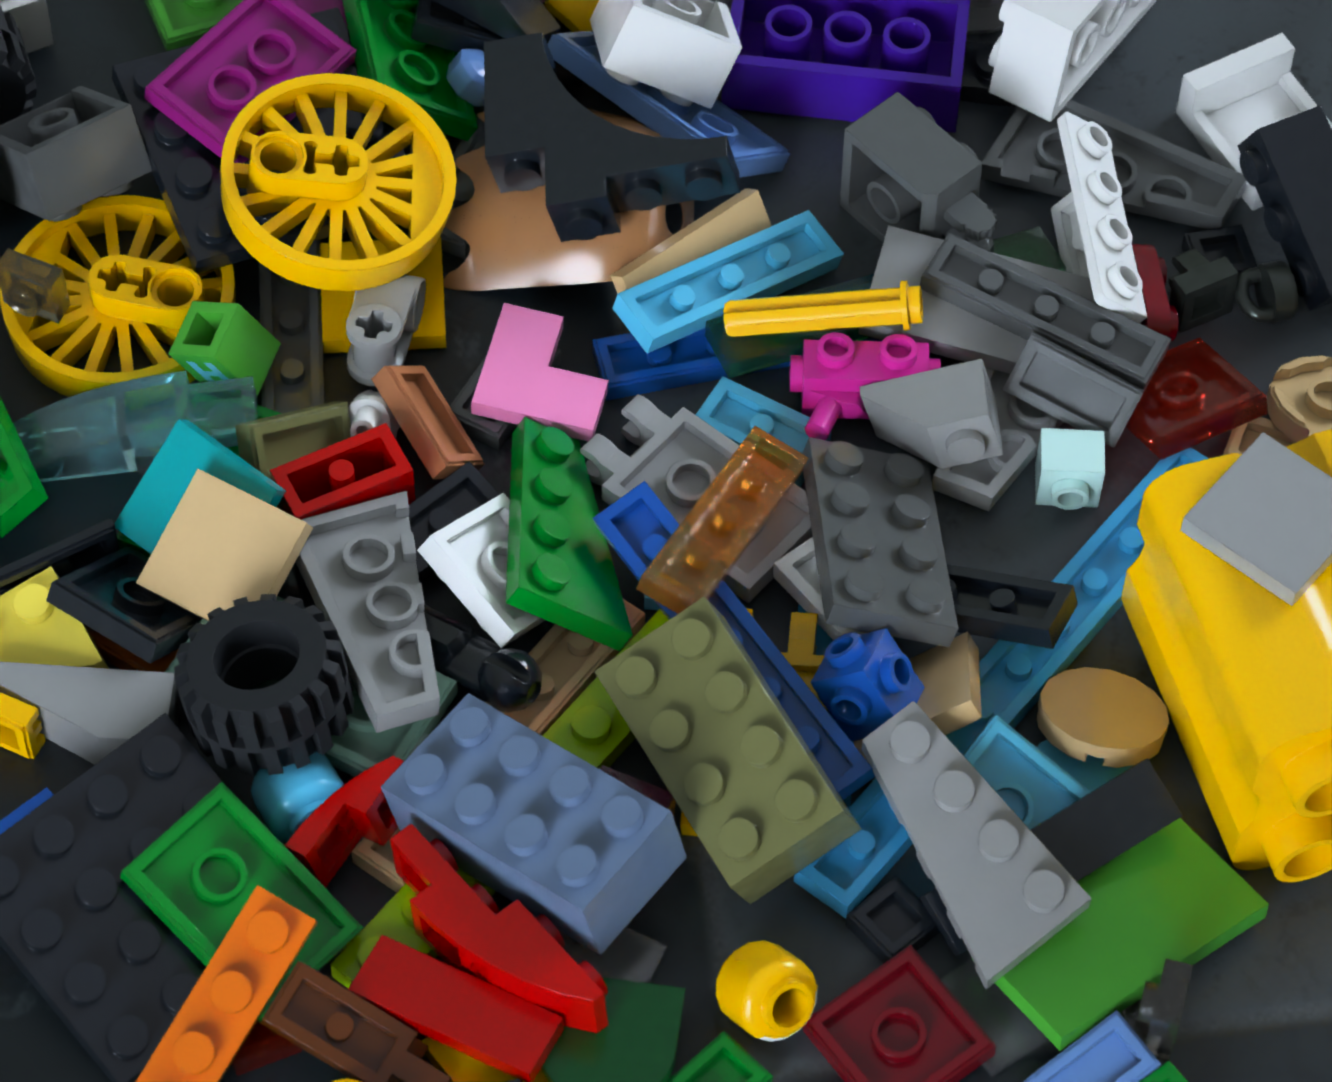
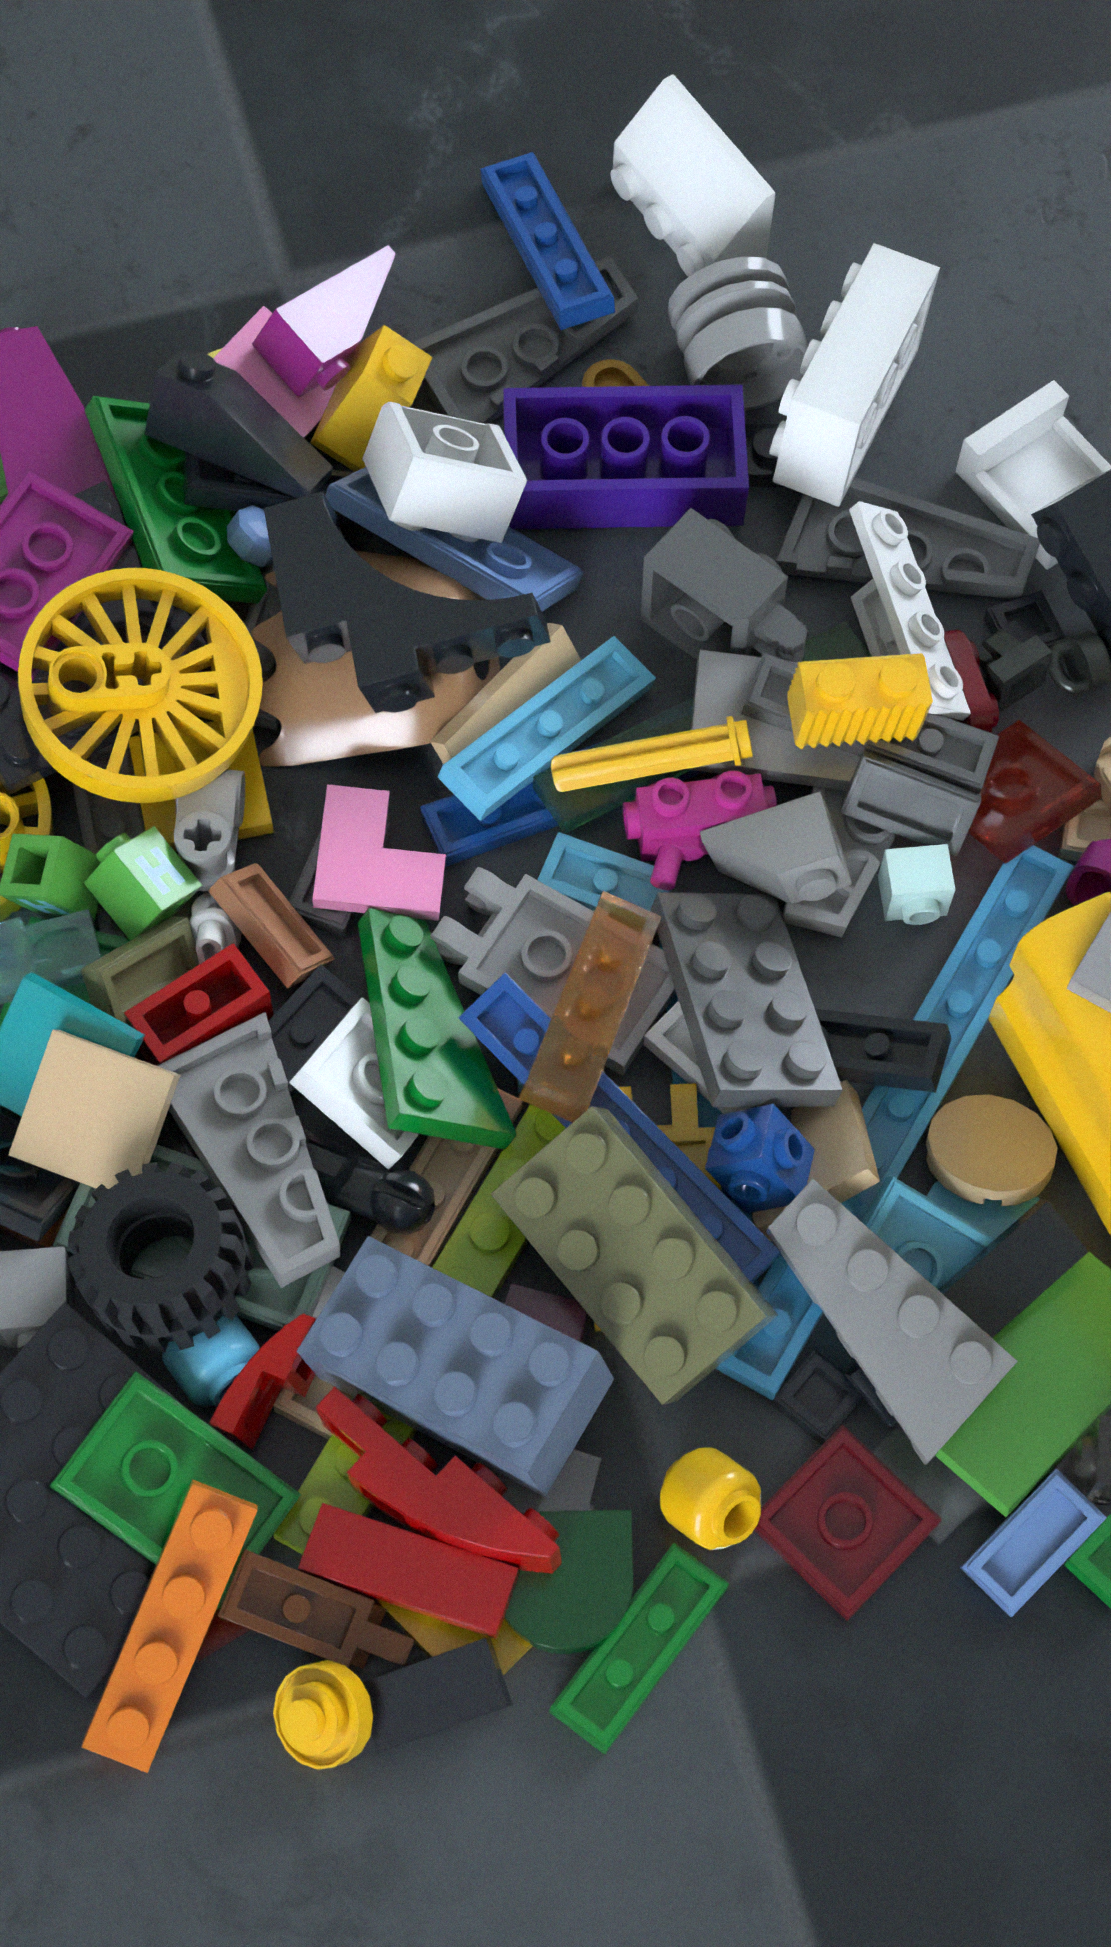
camera: 10 degrees left, 10 degrees up
(308, 361) = (141, 881): none -> bright green brick
(1033, 280) = (859, 699): none -> yellow brick

